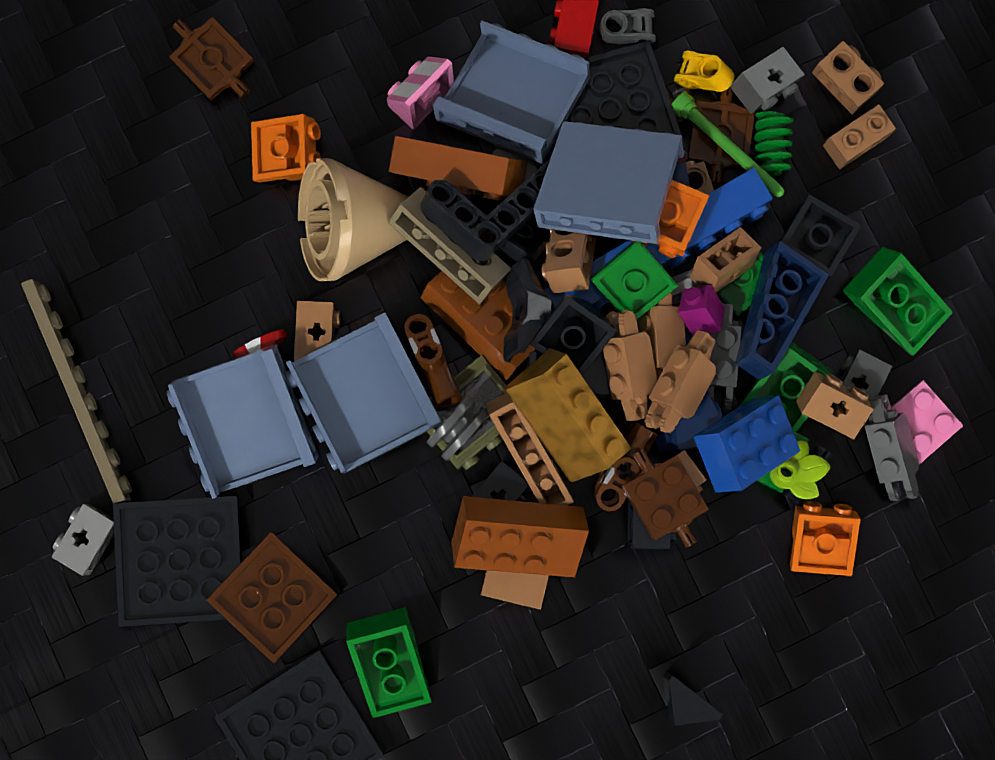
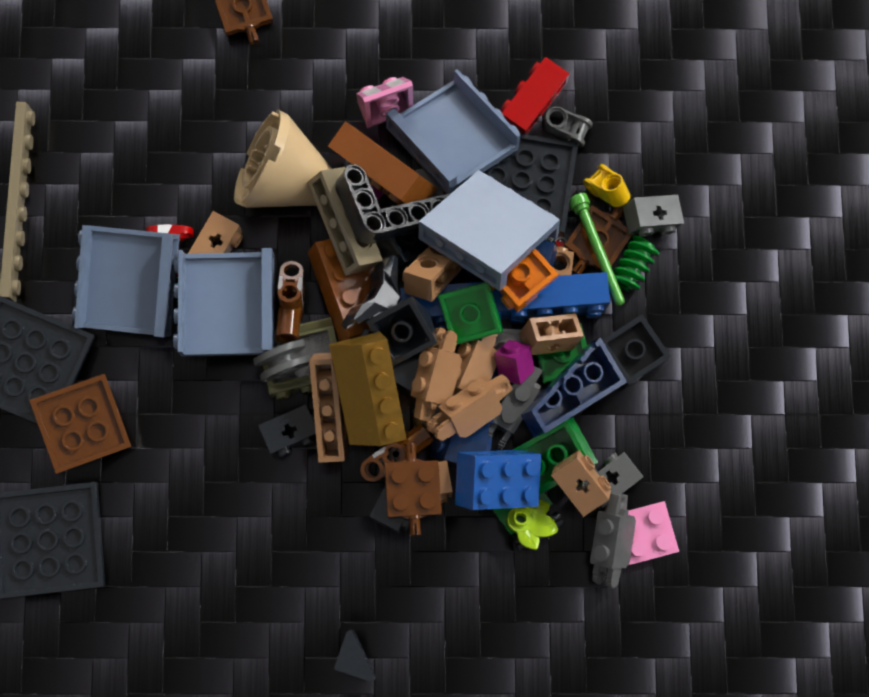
camera: 25 degrees right, 5 degrees down
(283, 147) = (261, 93): orange plate -> none
(388, 662) = (143, 516): green slope -> none
(515, 587) = (270, 503): medium nougat brick -> none
(519, 537) = (288, 467): dark orange brick -> none
(824, 539) = (526, 586): orange plate -> none
(842, 82) = (711, 243): medium nougat brick -> none
(859, 137) = (704, 290): medium nougat brick -> none
(898, 300) = (674, 430): green slope -> none

